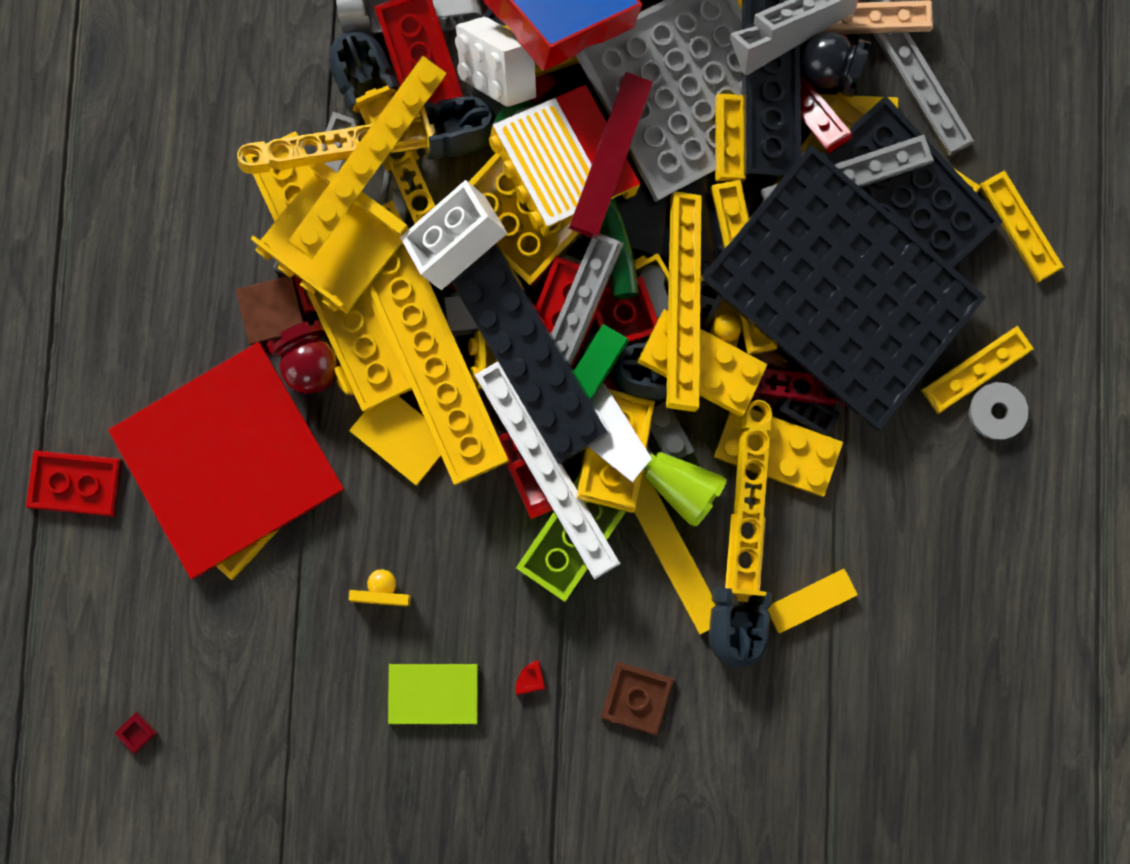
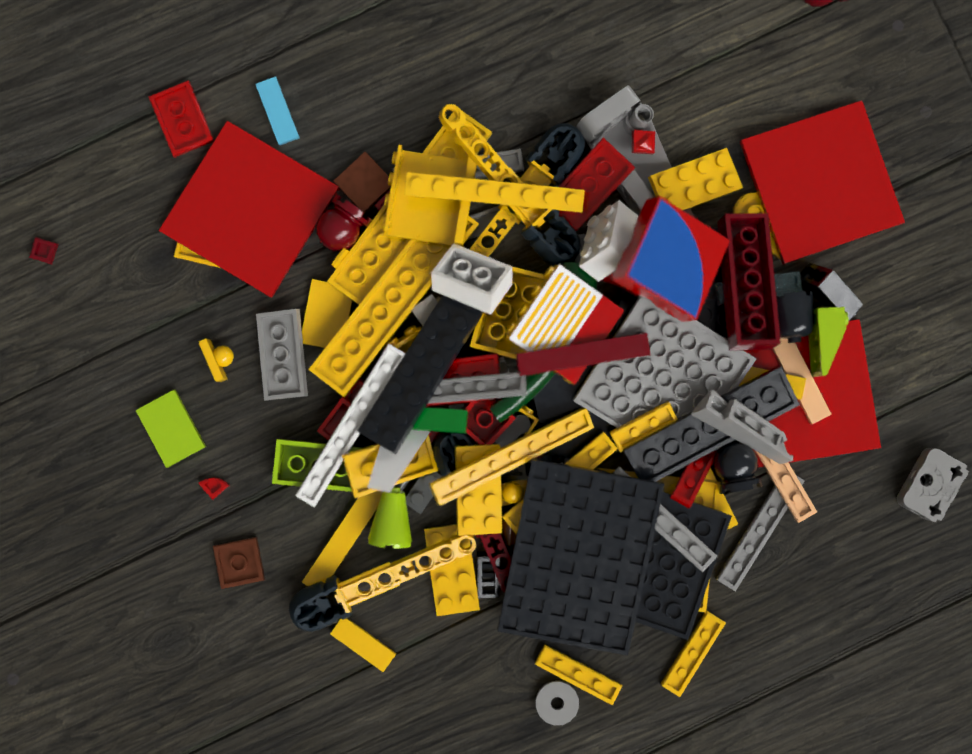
camera: 60 degrees right, 5 degrees up
(130, 366) = (277, 111): none -> medium azure tile
(418, 512) = (282, 354): none -> light grey plate

